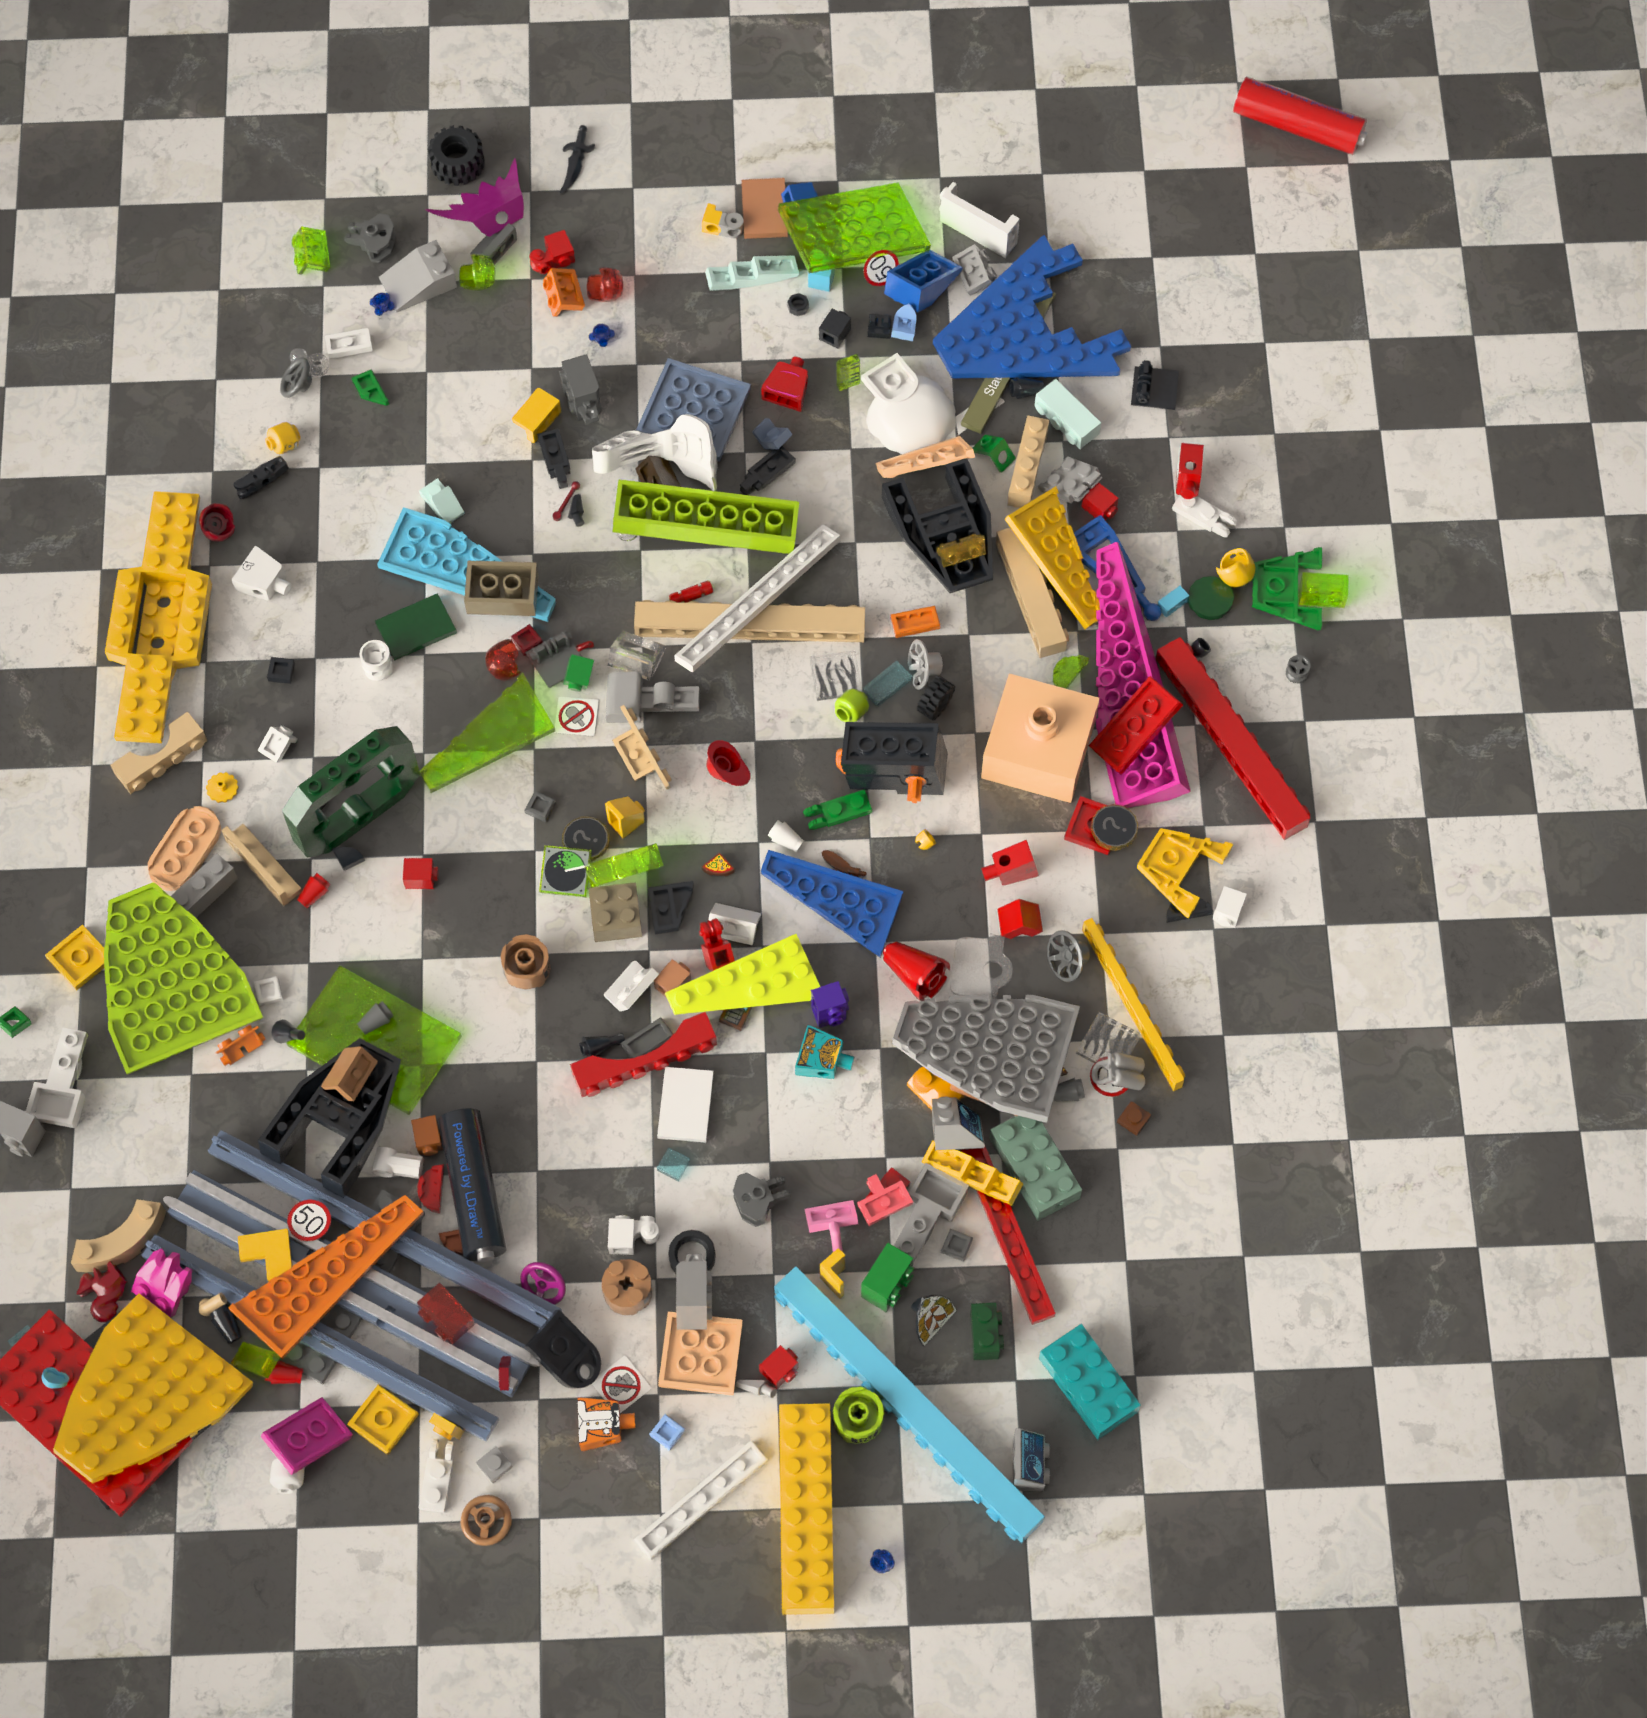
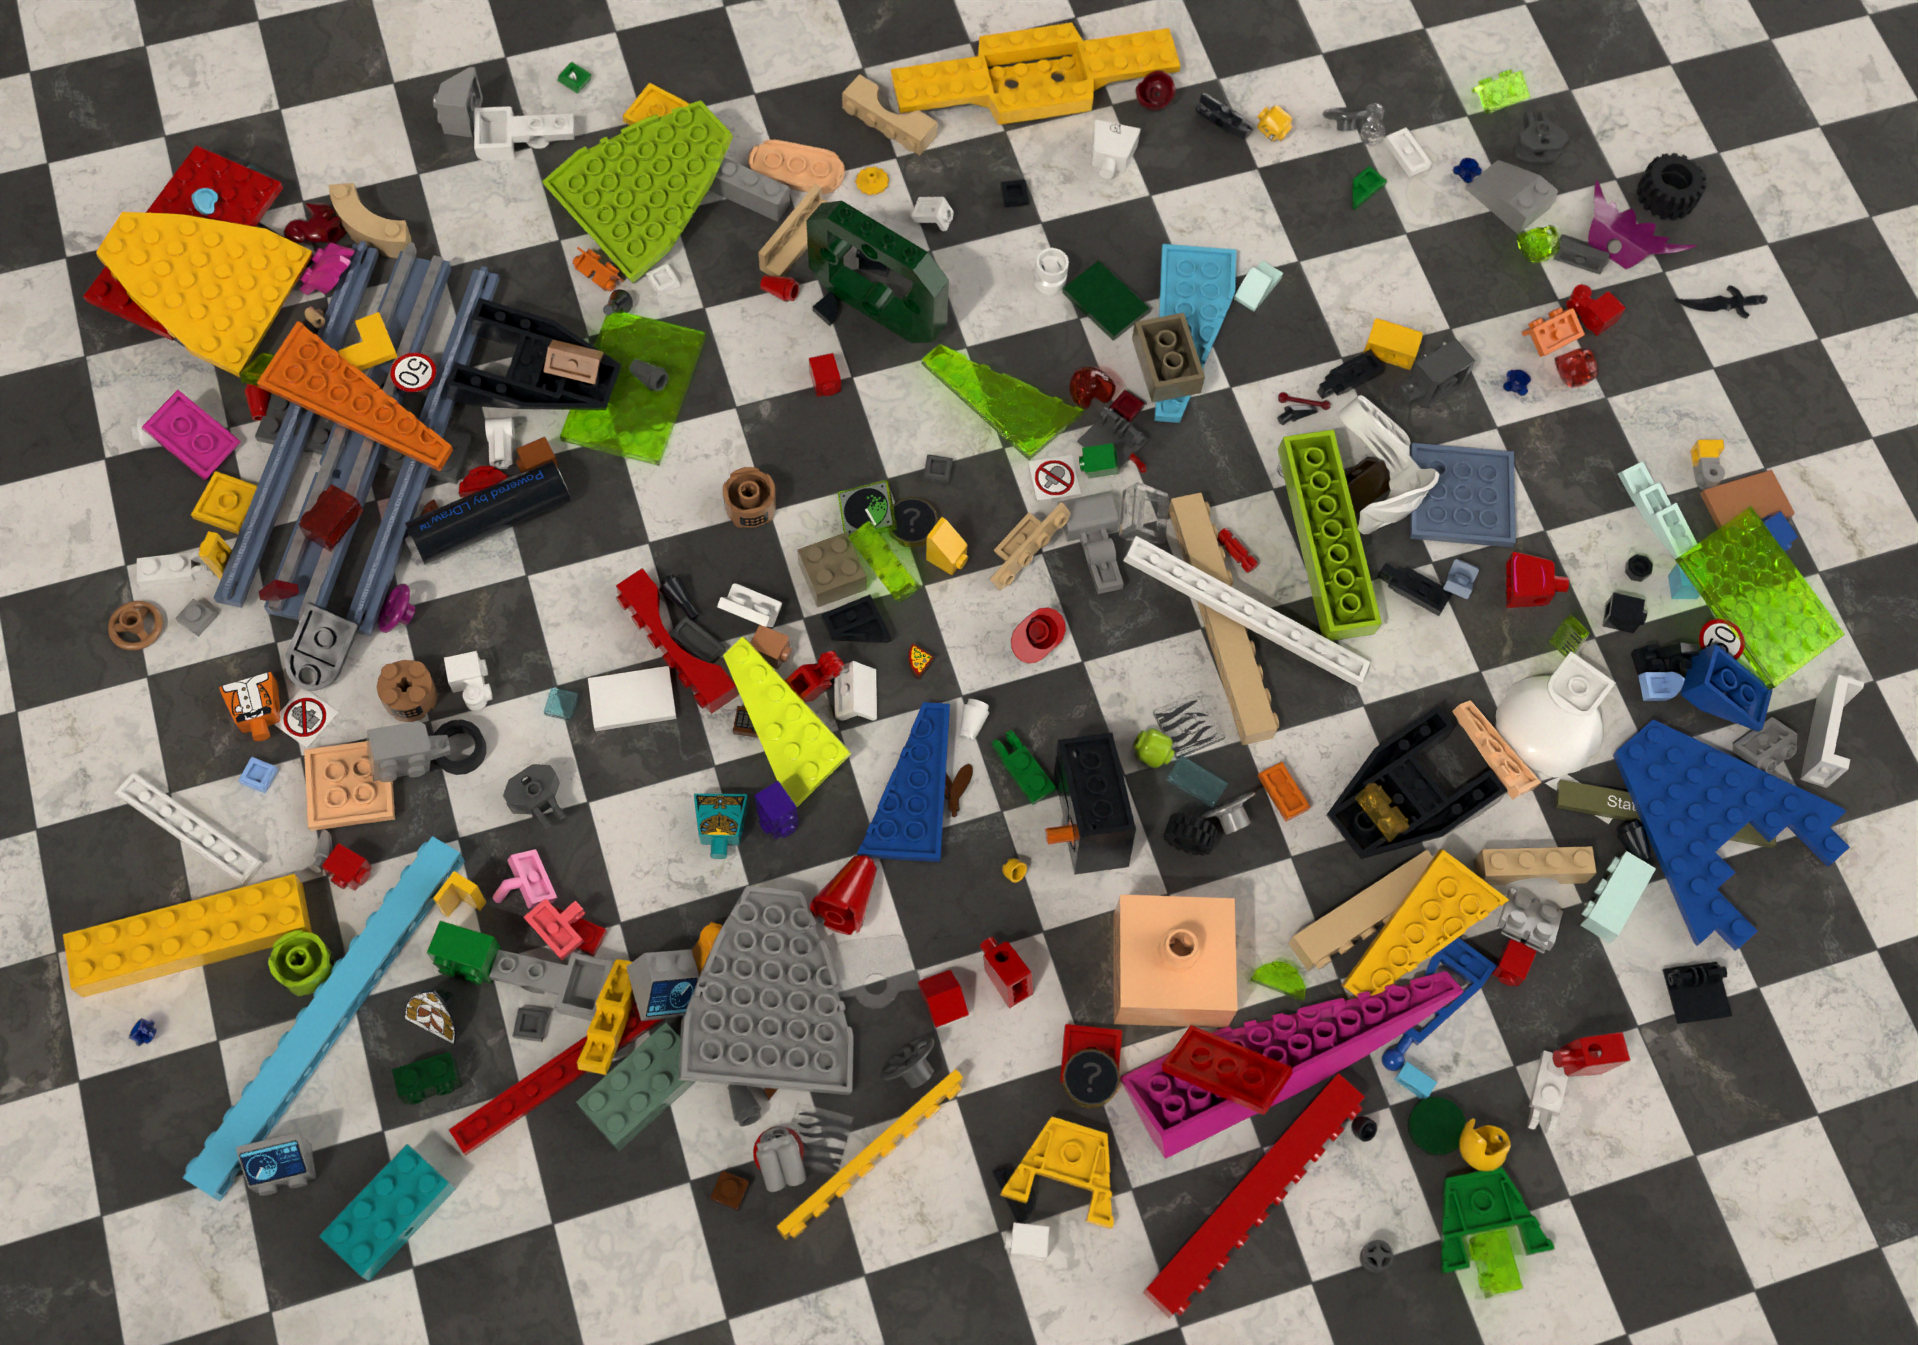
camera: 70 degrees right, 0 degrees up
(883, 300) = (1679, 653): none -> black tile
(992, 447) = (1537, 819): green bracket -> none

